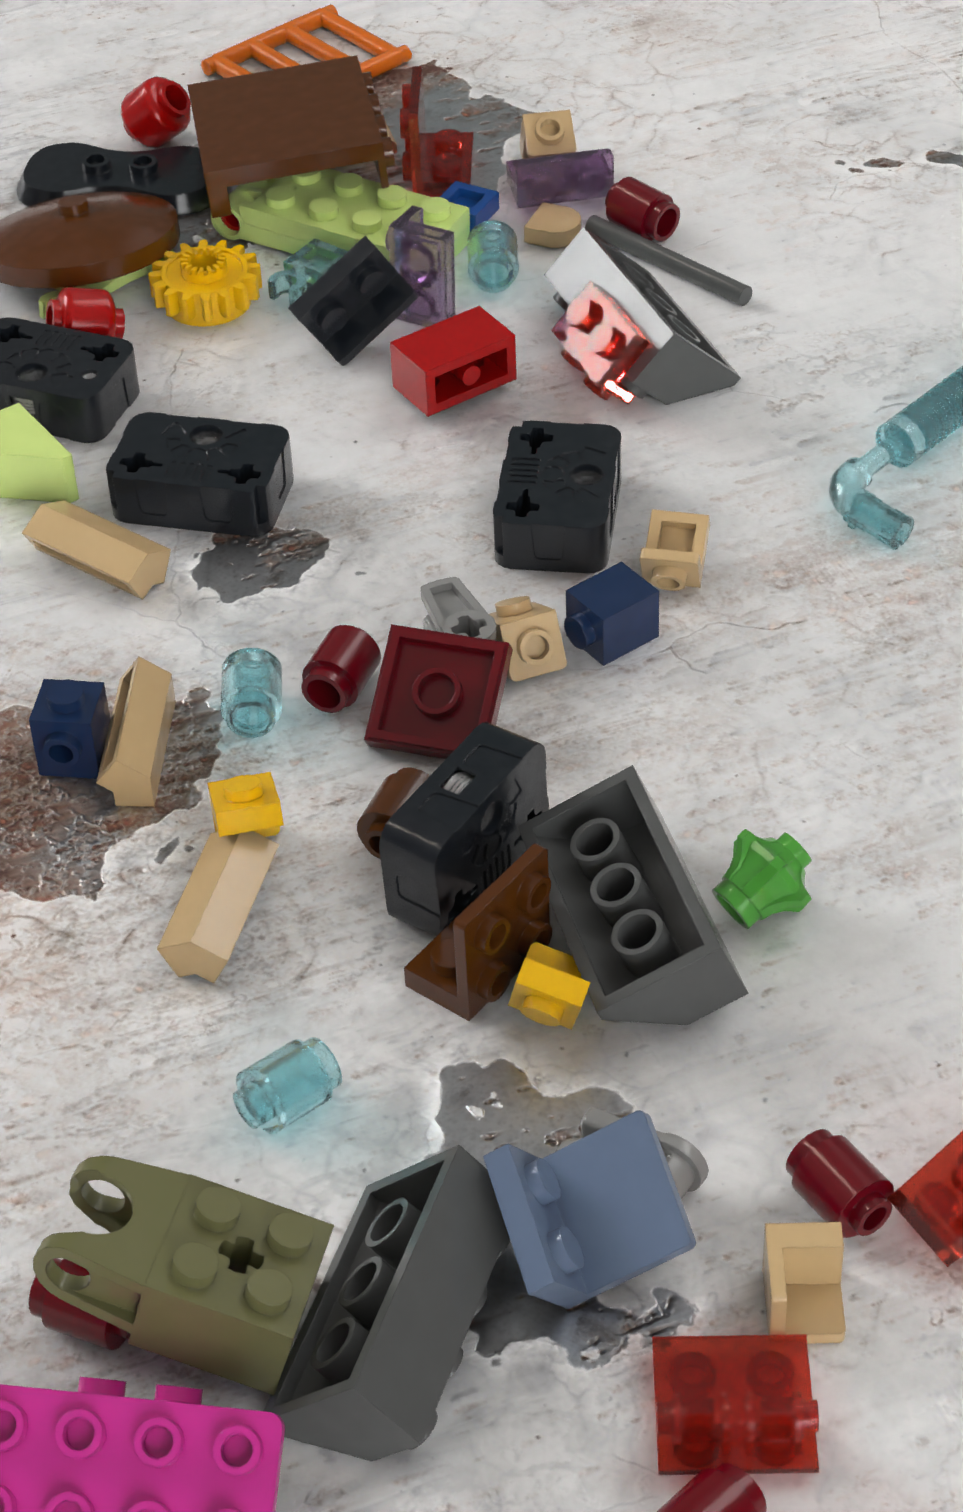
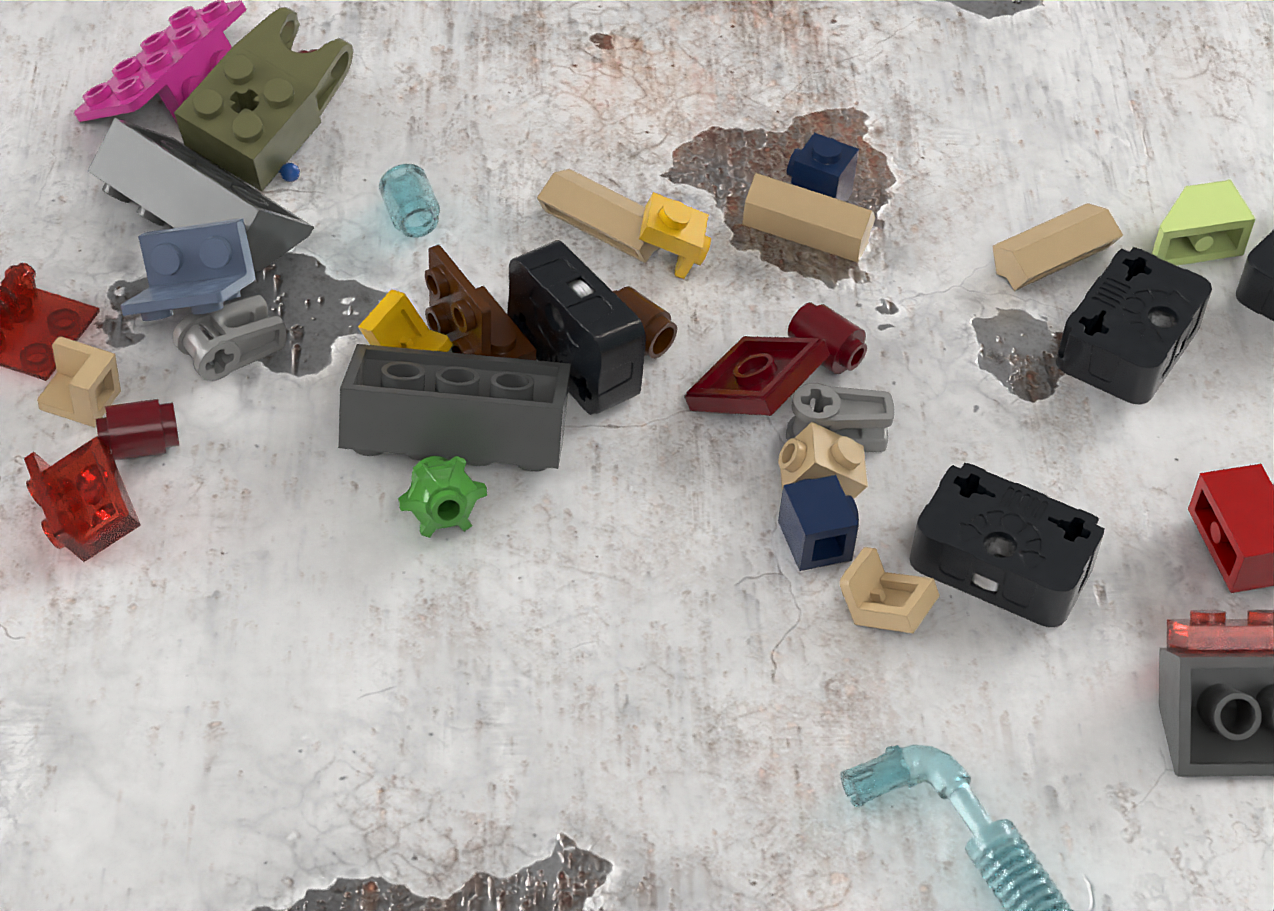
camera: 105 degrees right, 5 degrees up
(251, 692) = (824, 282): clear light blue brick -> none

